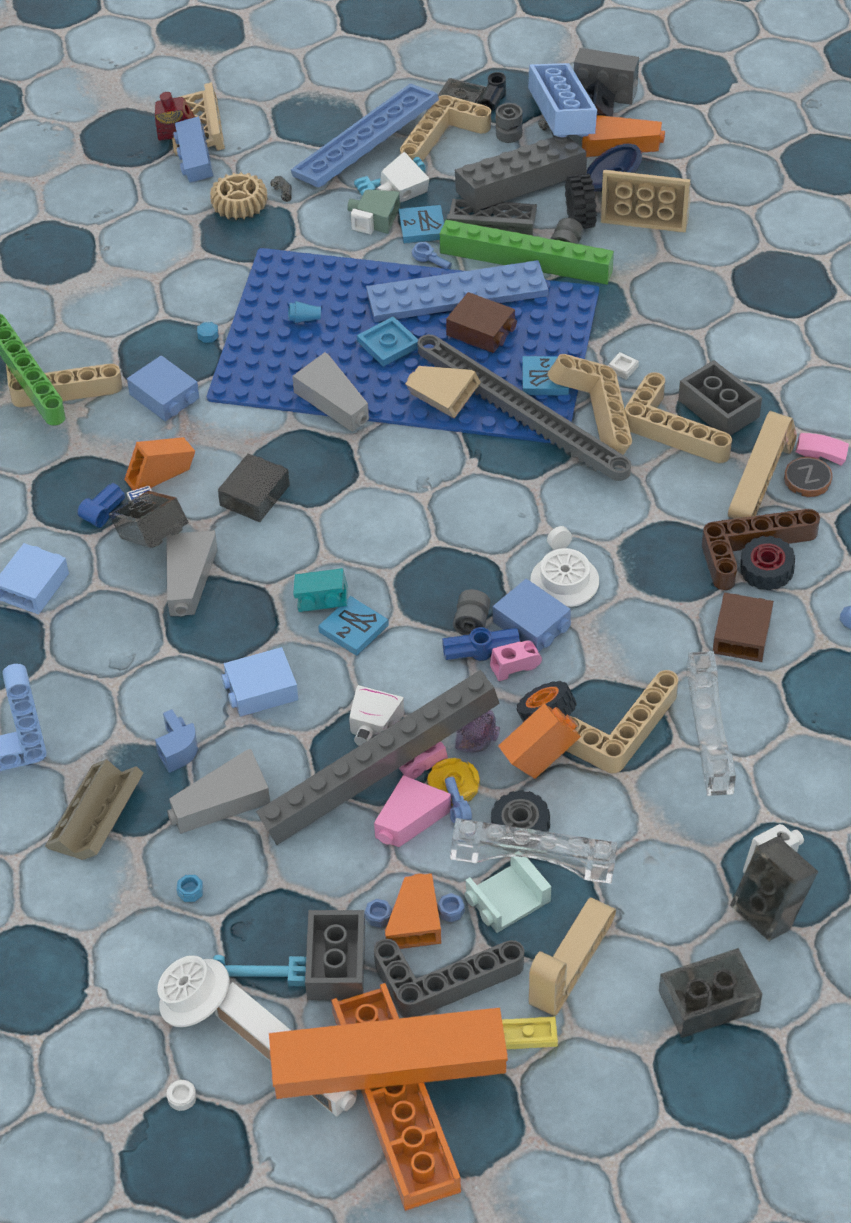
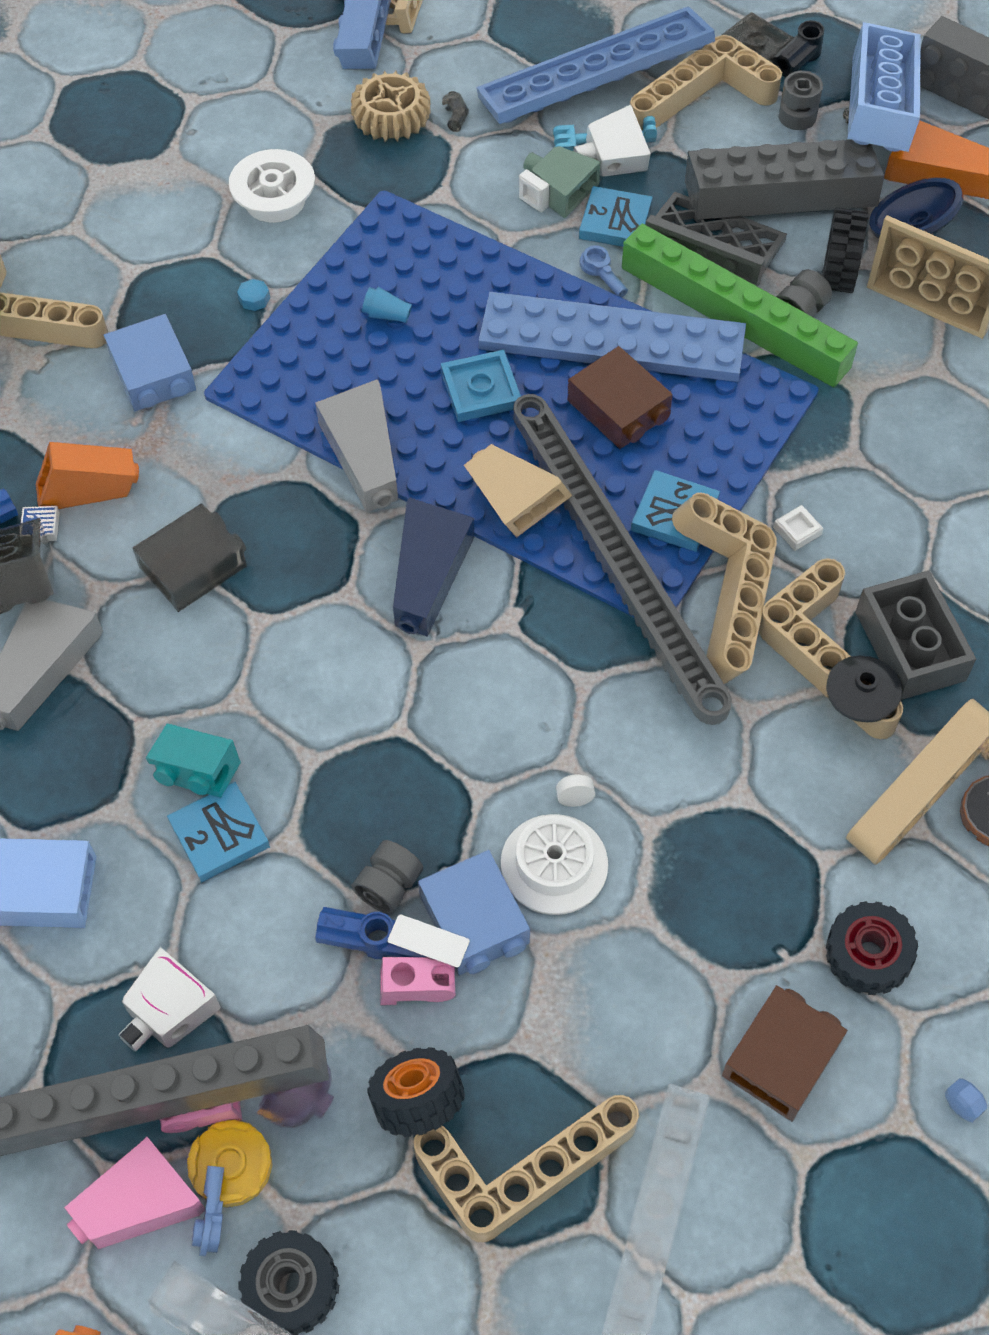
camera: 20 degrees right, 10 degrees up
(186, 263) = (272, 184): none -> white piece
(406, 446) = (429, 561): none -> dark blue slope
(515, 632) = (428, 940): none -> white sticker
(540, 740) = (367, 1163): orange brick -> none
(602, 98) = (941, 101): black brick -> none
(704, 433) = (859, 700): none -> black dish
(731, 535) = (865, 875): reddish brown beam -> none

